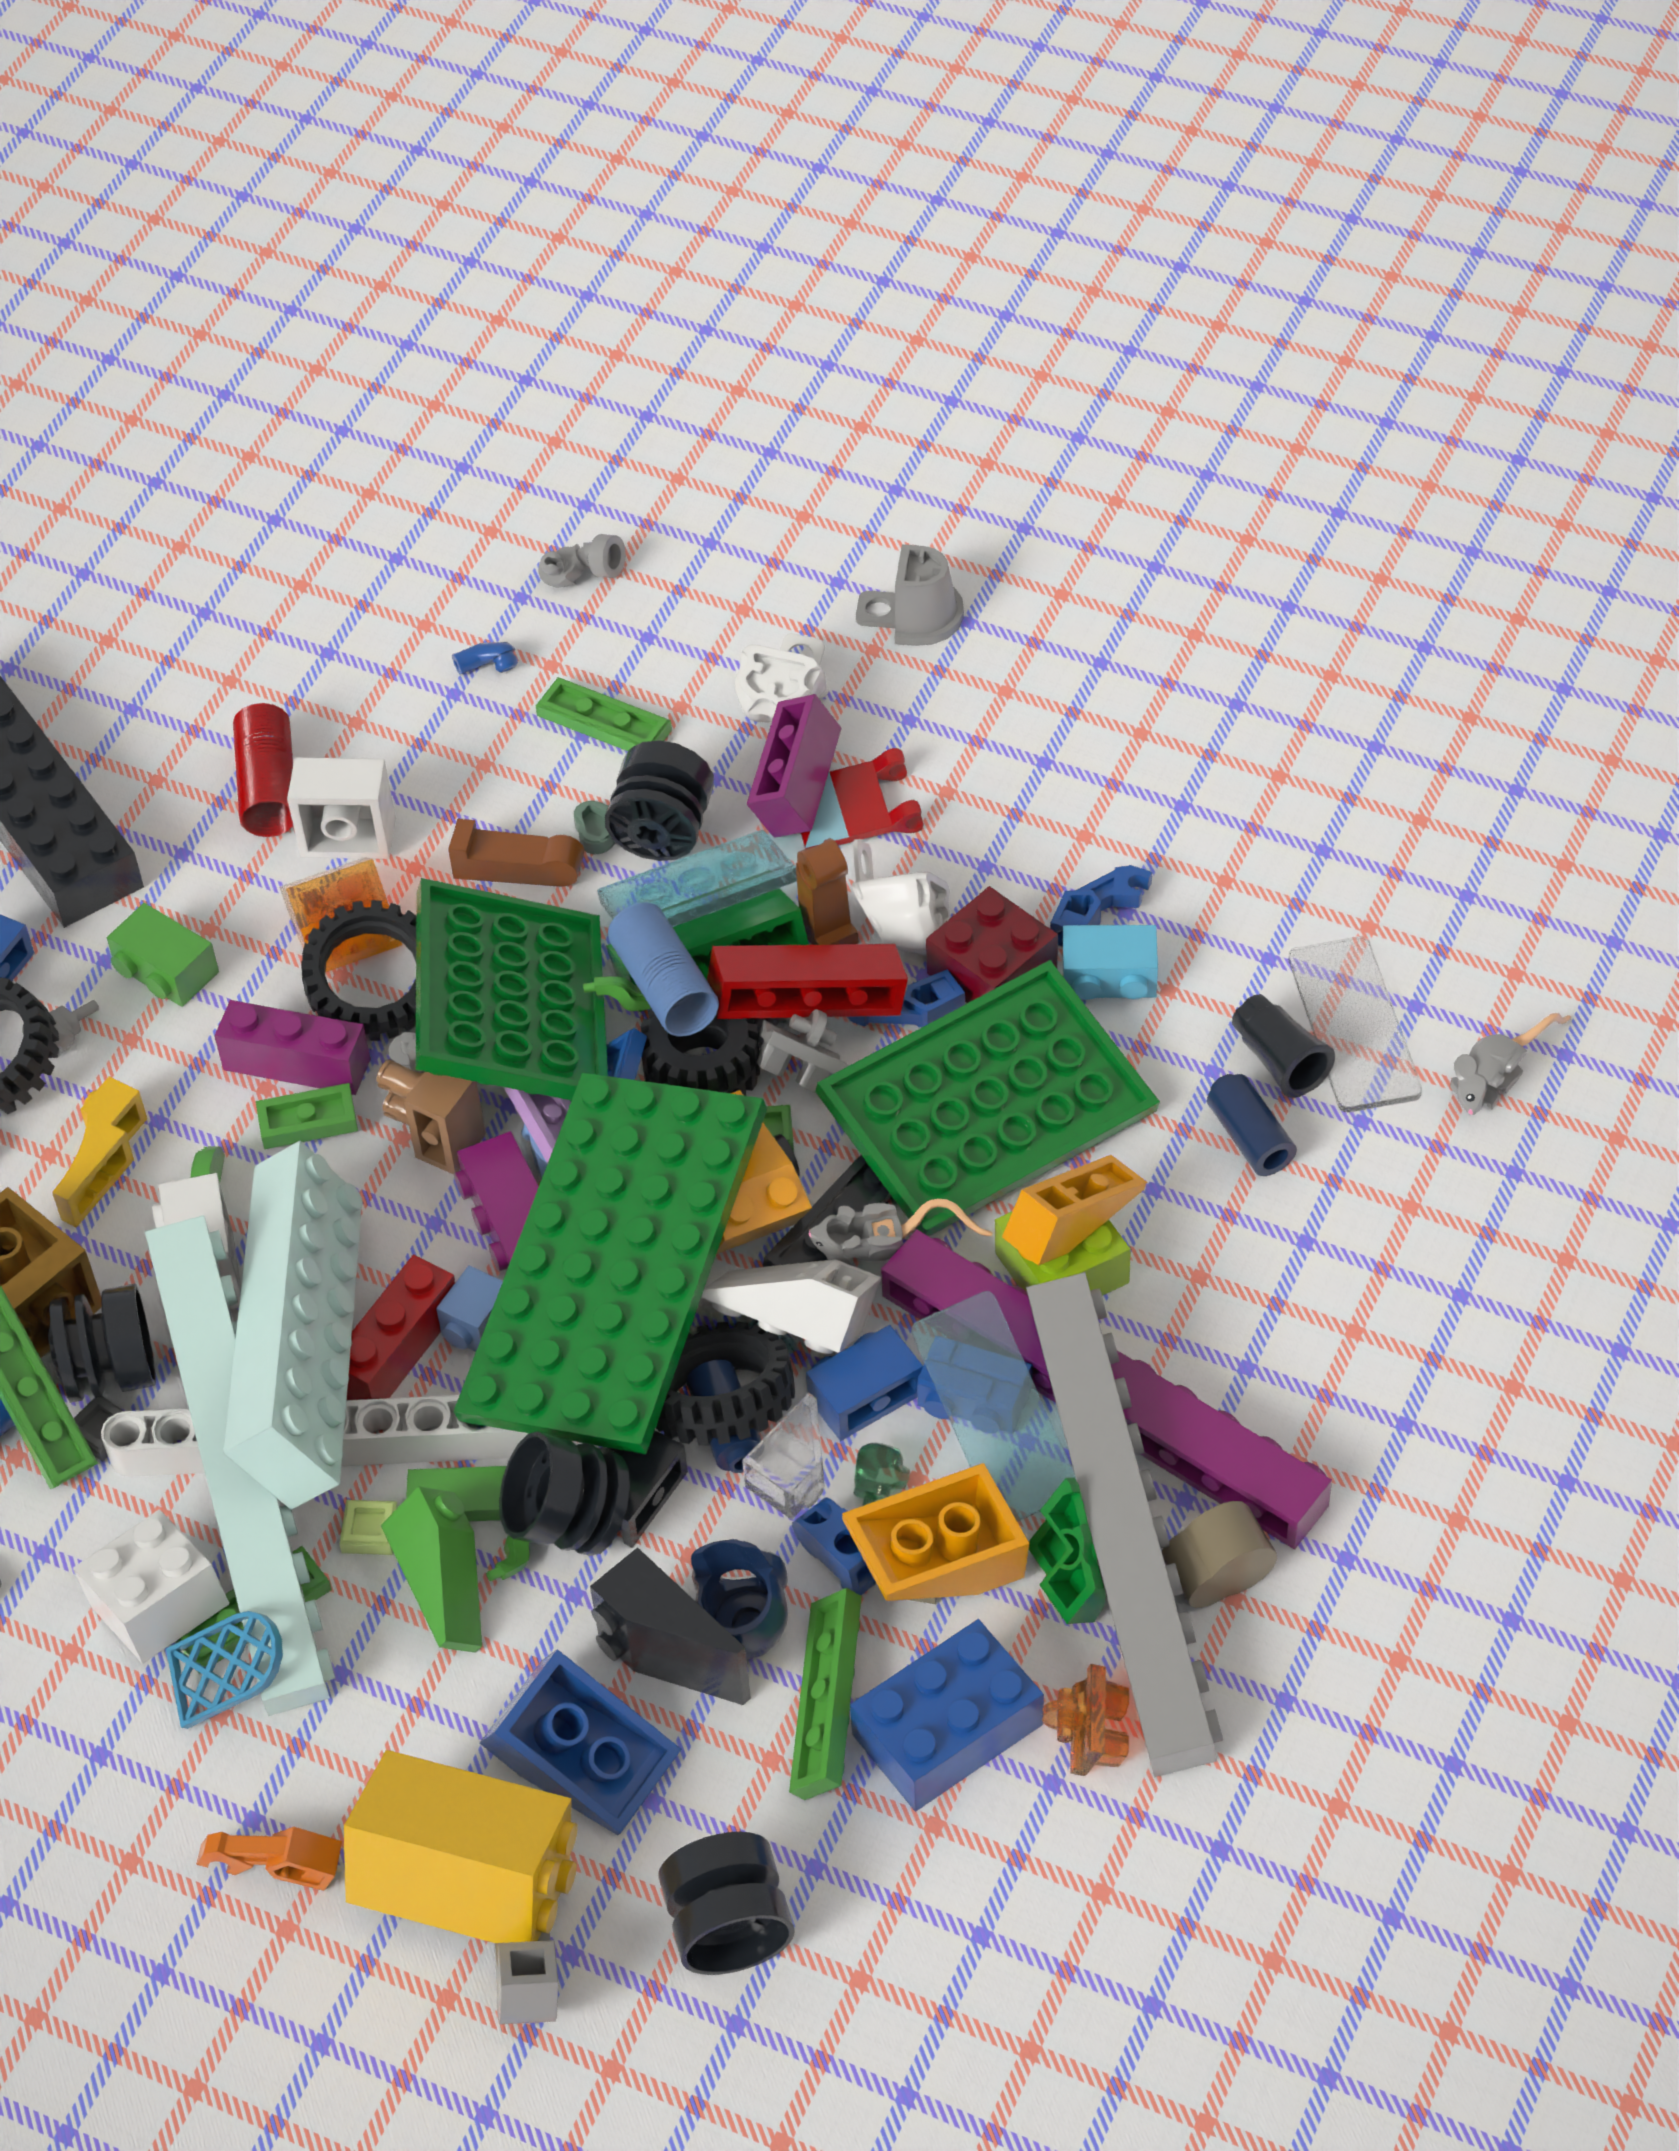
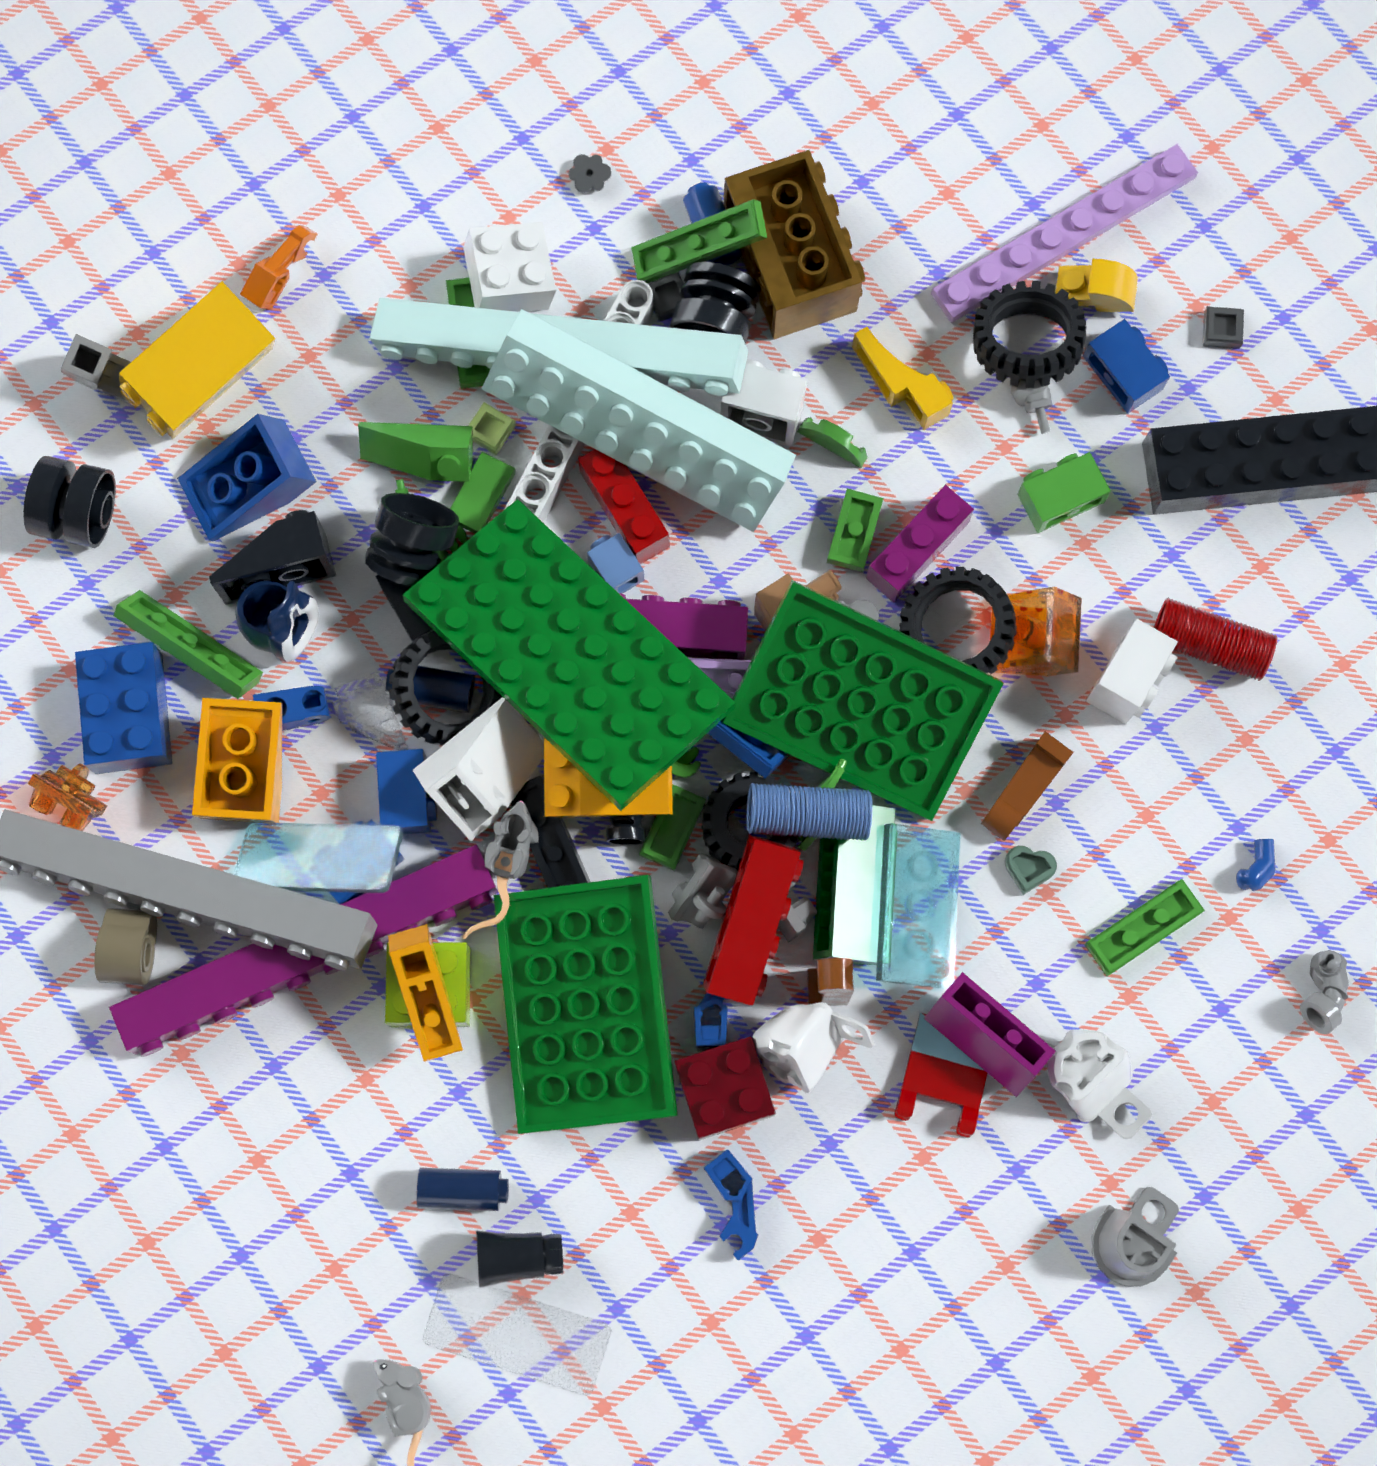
camera: 115 degrees right, 25 degrees up
(179, 1679) = (420, 266): dark azure window -> none
(659, 800) = (1007, 910): black wheel -> none
(878, 1472) = (331, 765): clear green piece -> none
(1068, 1556) = (167, 838): green slope -> none
(1111, 960) = (668, 1174): medium azure brick -> none

